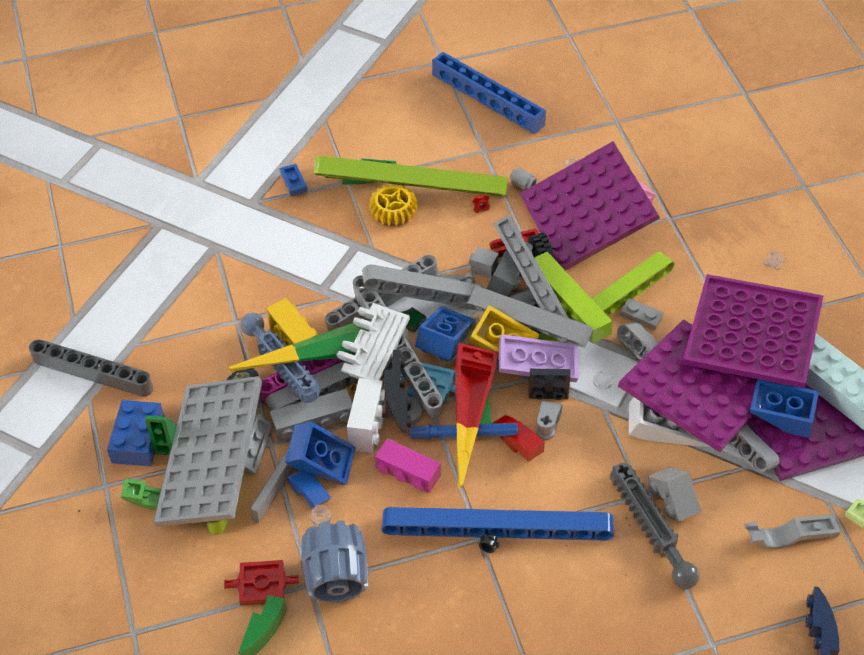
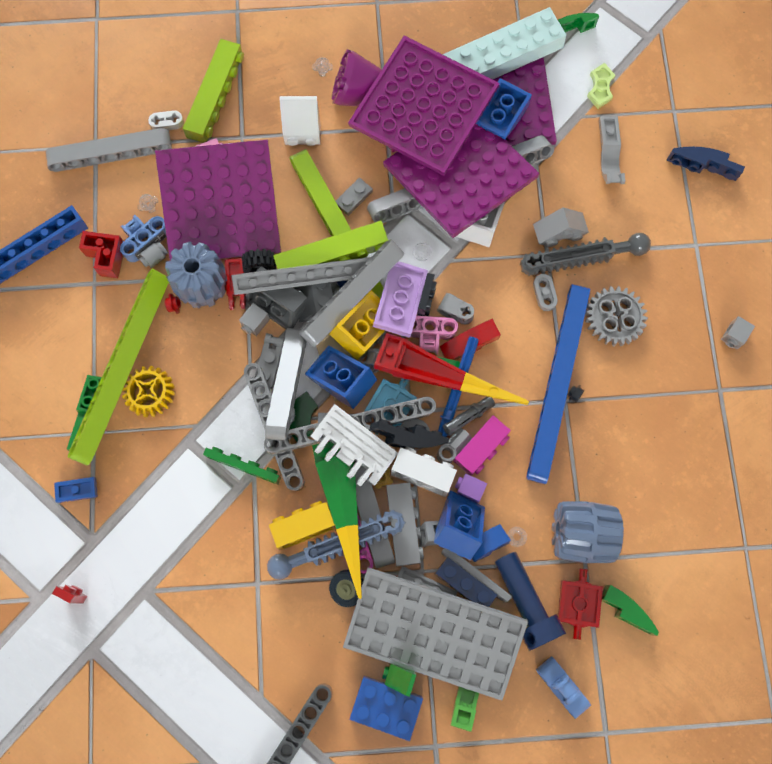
camera: 80 degrees left, 25 degrees up
(173, 578) = (563, 687): none -> medium blue beam
(202, 191) = (70, 594): none -> red plate
(229, 541) = (540, 626): none -> dark blue piece
(260, 472) = (465, 583): none -> dark blue brick
(343, 277) = (235, 462): none -> green plate
(361, 464) = (470, 487): none -> medium lavender brick
(401, 438) = (455, 445): none -> light grey piece
(435, 446) = (475, 411): none -> dark grey pin
(509, 195) = (196, 275): none -> sand blue wheel
(511, 147) = (105, 250): none -> red brick
(515, 400) = (430, 339): none -> bright pink beam
(540, 165) = (137, 232): none -> medium blue beam
(590, 567) = (632, 314): none -> light grey gear
(593, 495) = (545, 293): none -> light grey plate
(614, 128) = (107, 149): none -> light grey beam
(664, 159) = (166, 120): none -> white beam
(697, 247) = (300, 120): none -> white slope
(707, 184) = (213, 91): none -> lime brick
(763, 269) = (353, 79): none -> magenta cone

